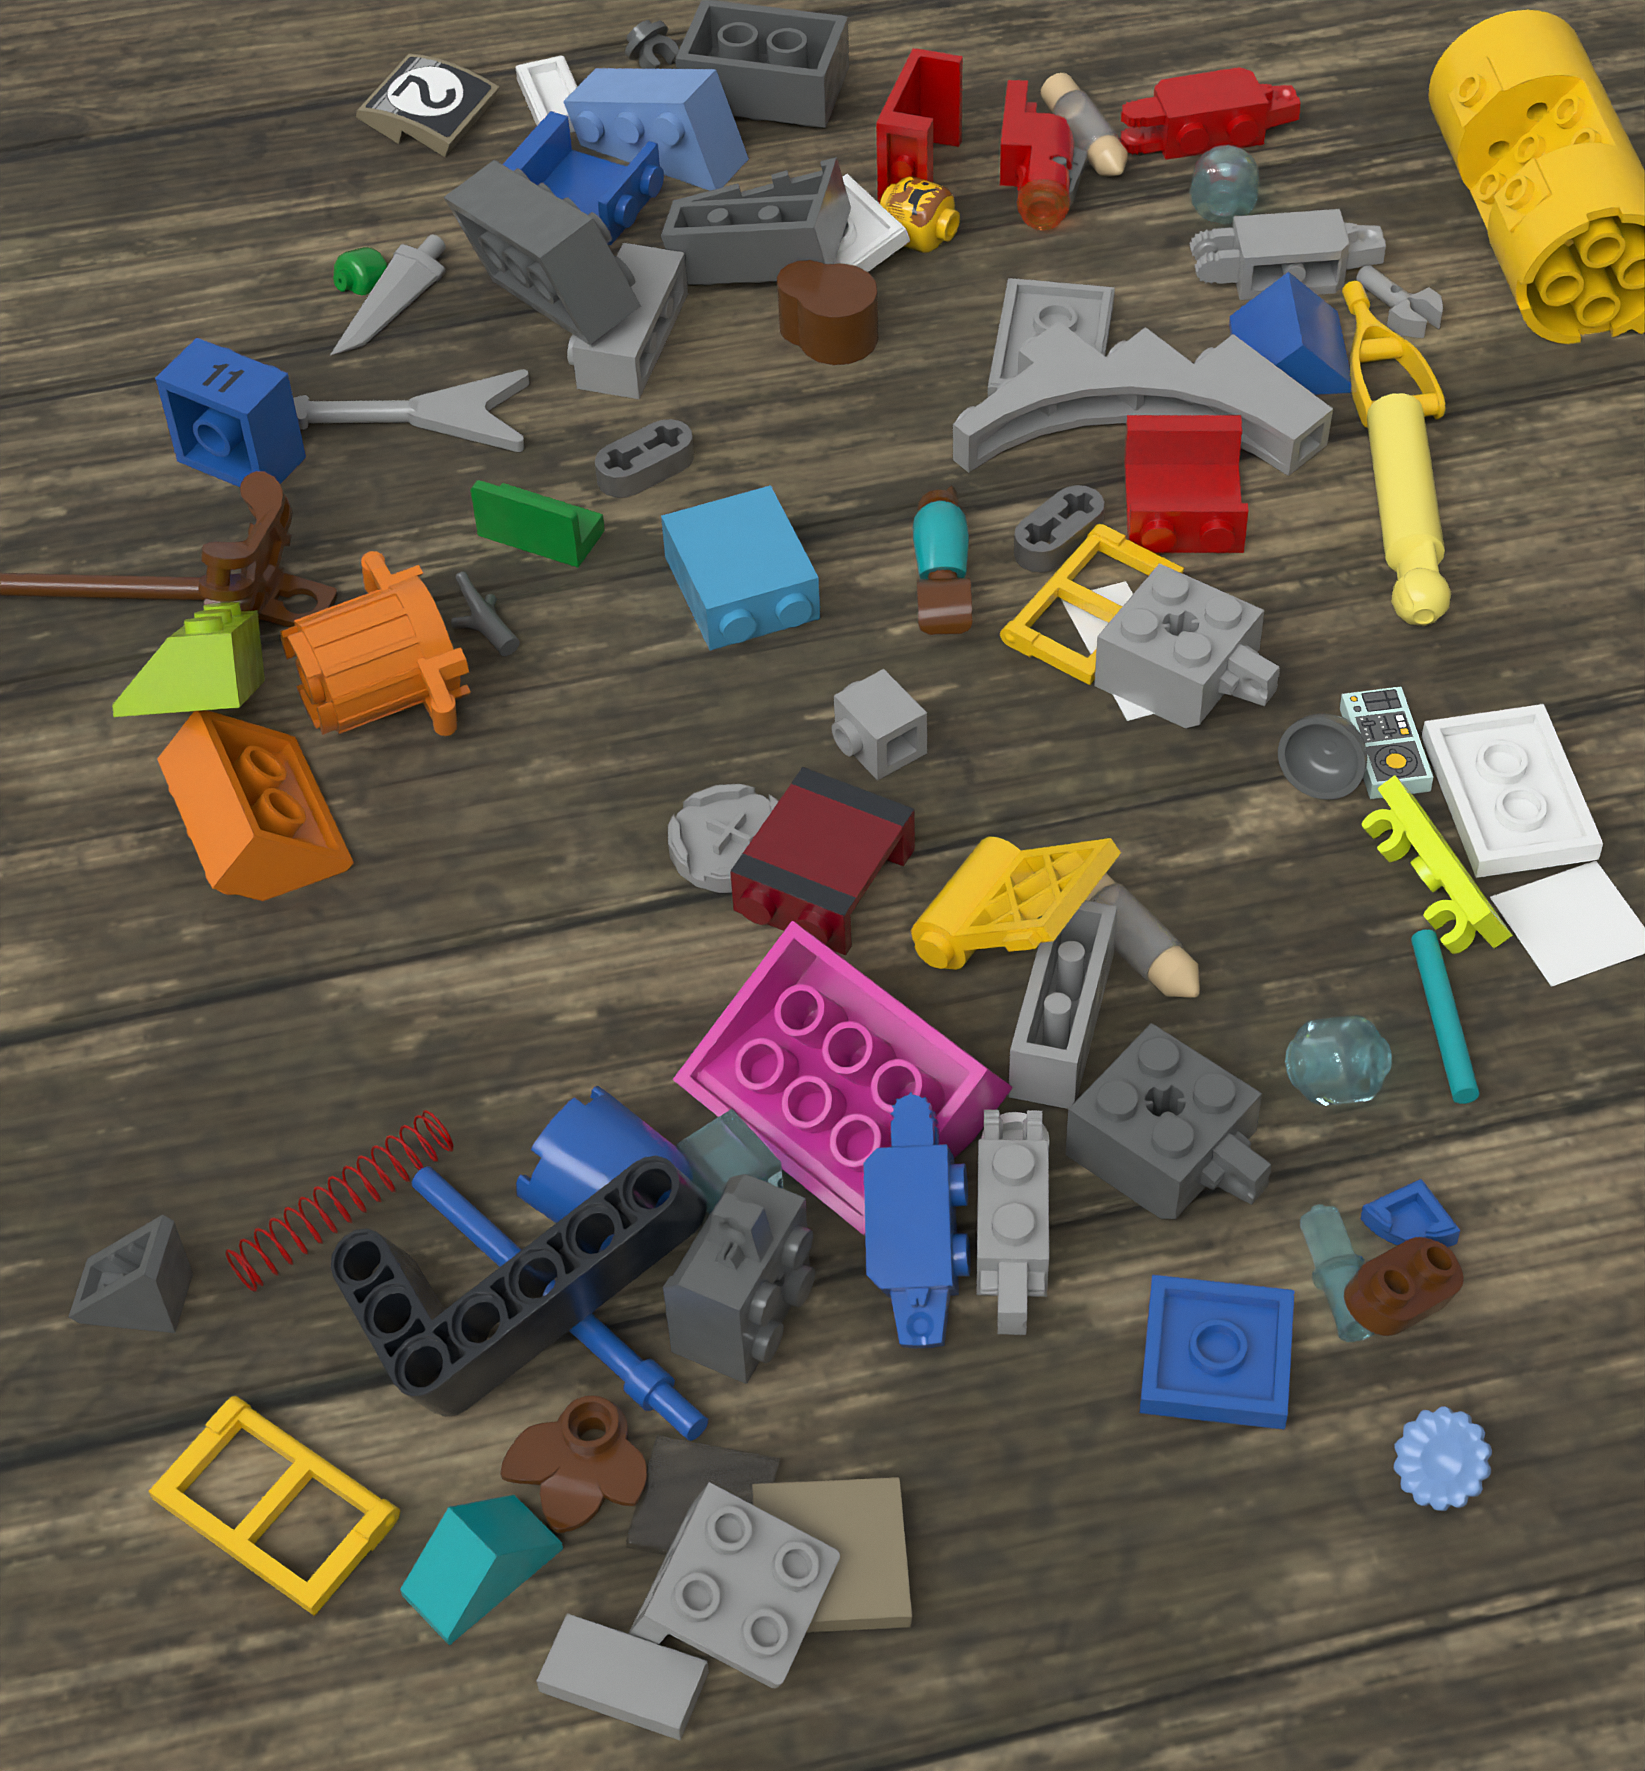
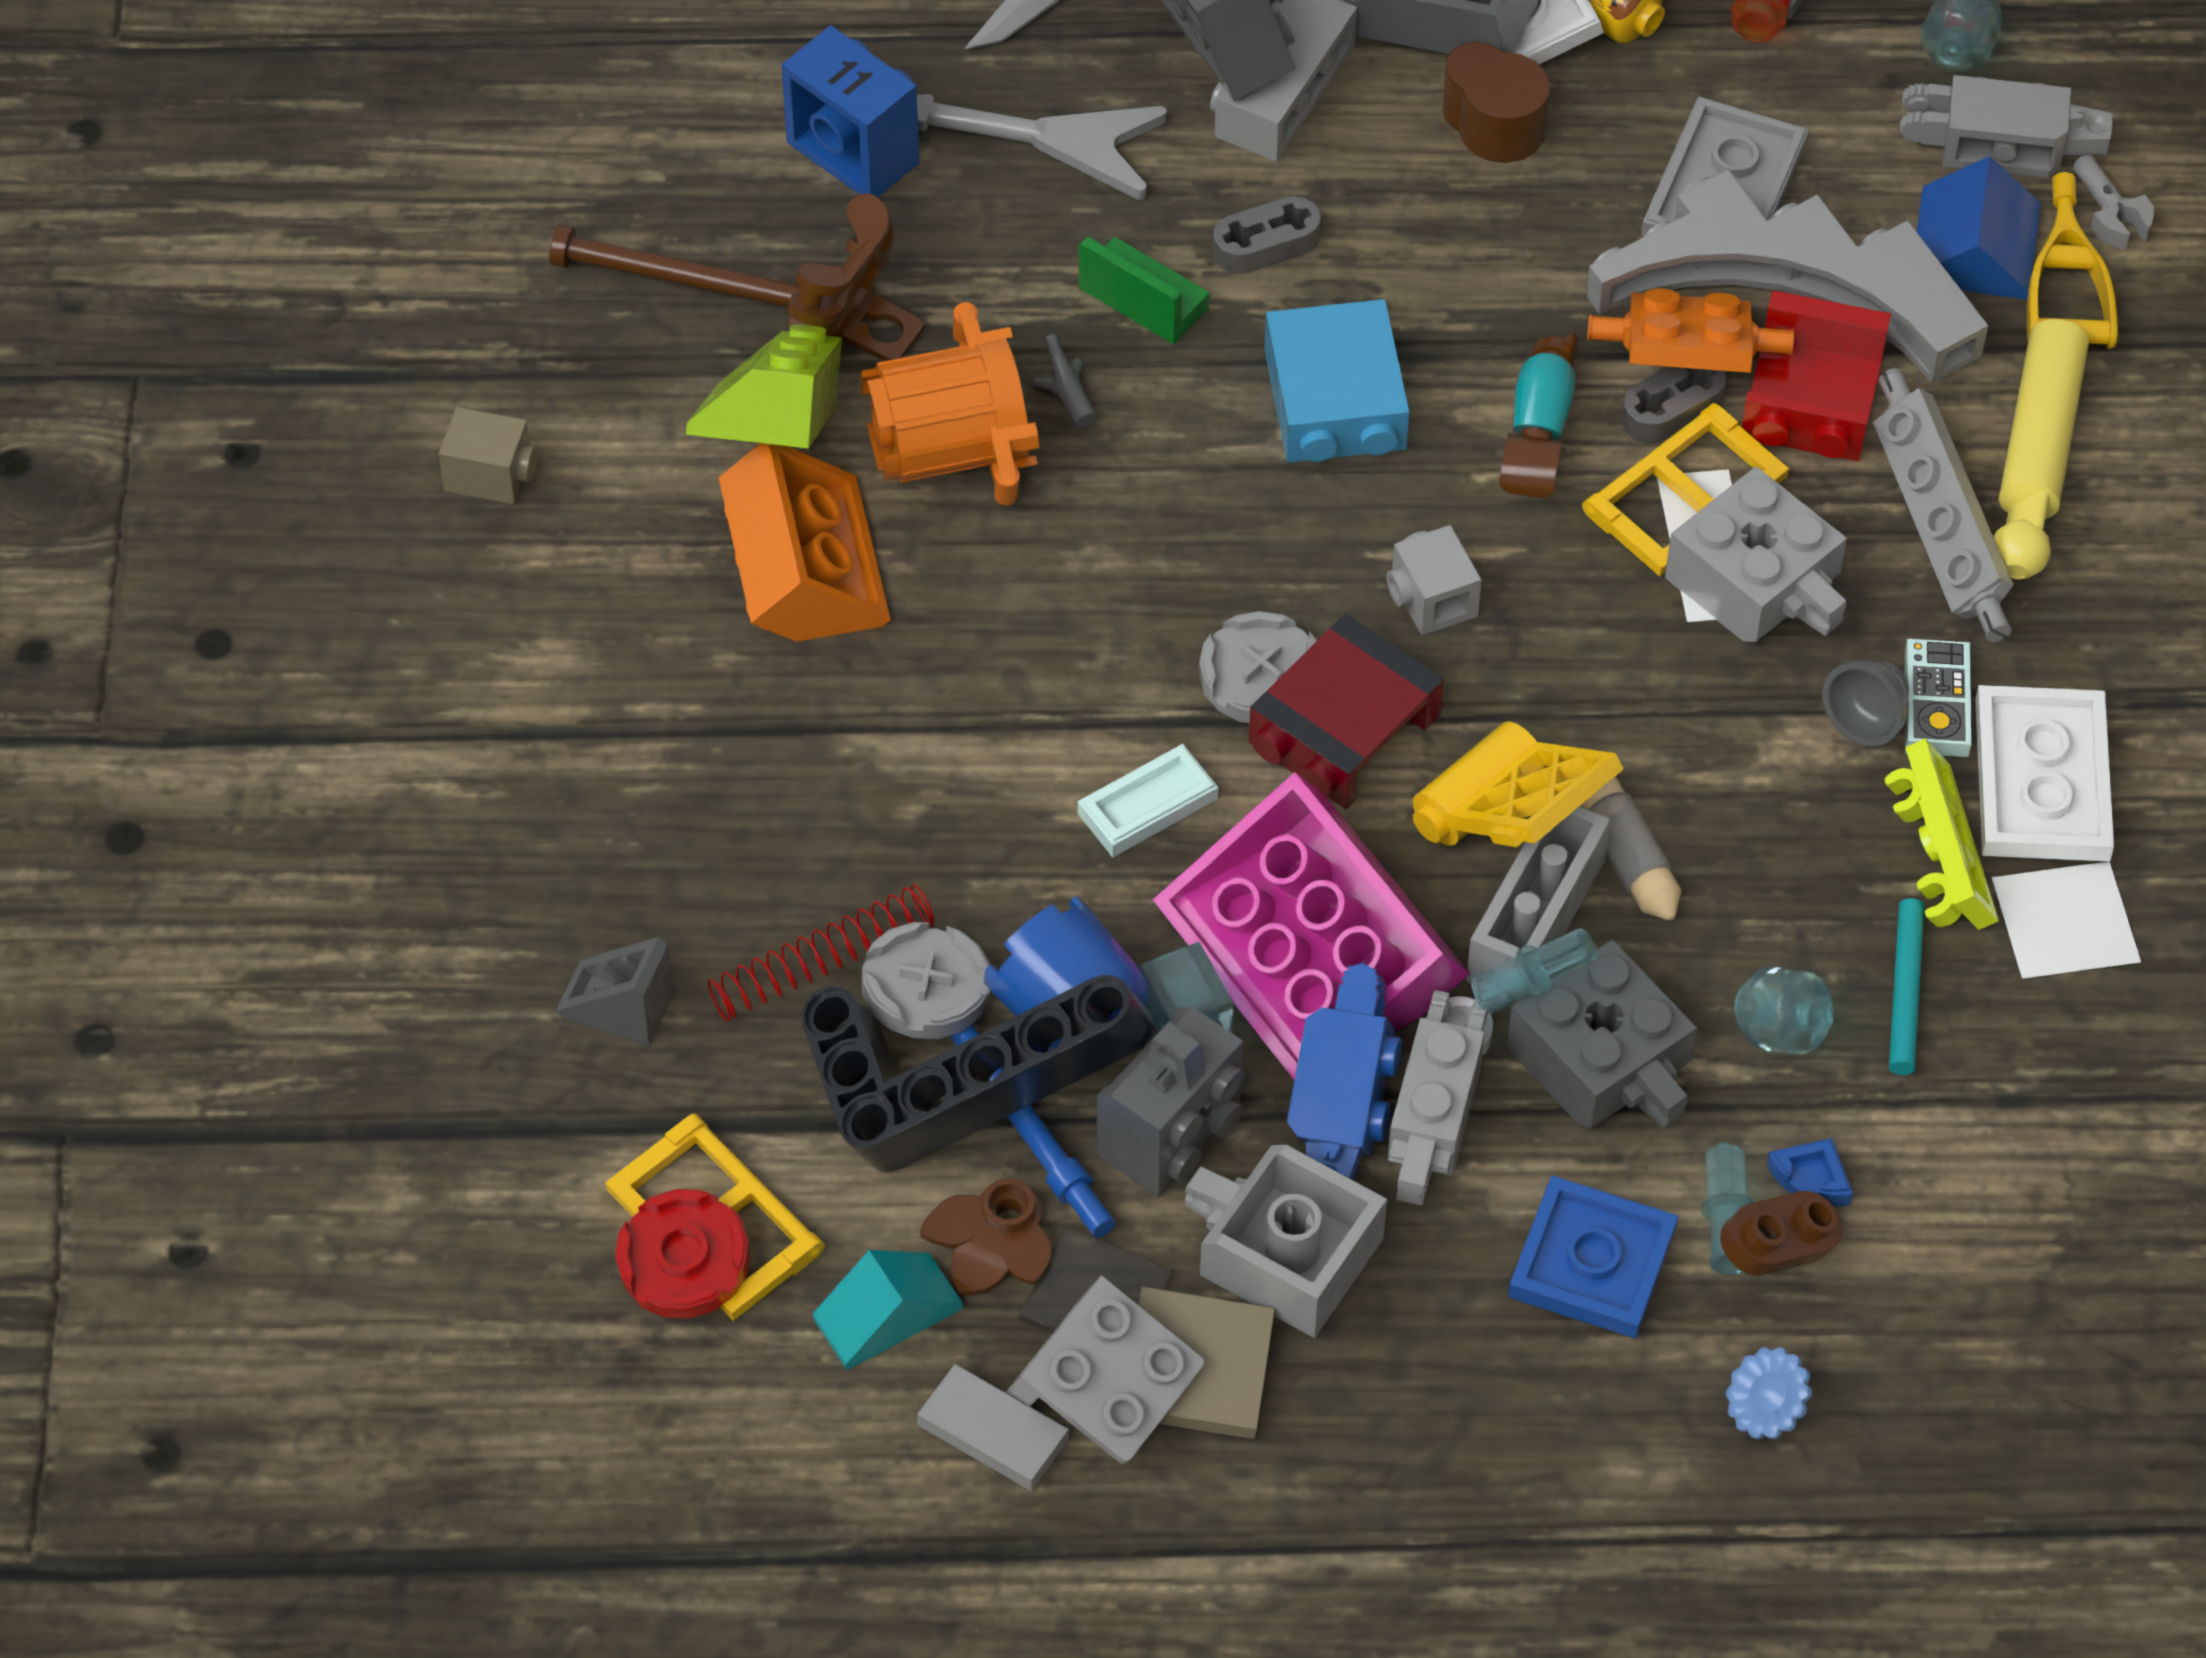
camera: 10 degrees right, 5 degrees up
(245, 1553) = (683, 1254): none -> red tile
(455, 1206) = (925, 981): none -> light grey tile
(645, 984) = (1147, 800): none -> light aqua tile
(894, 1395) = (1287, 1234): none -> light grey hinge
(1059, 467) = (1690, 331): none -> orange plate
(1084, 1067) = (1533, 970): none -> clear light blue axle
(1339, 573) = (1943, 505): none -> light grey plate

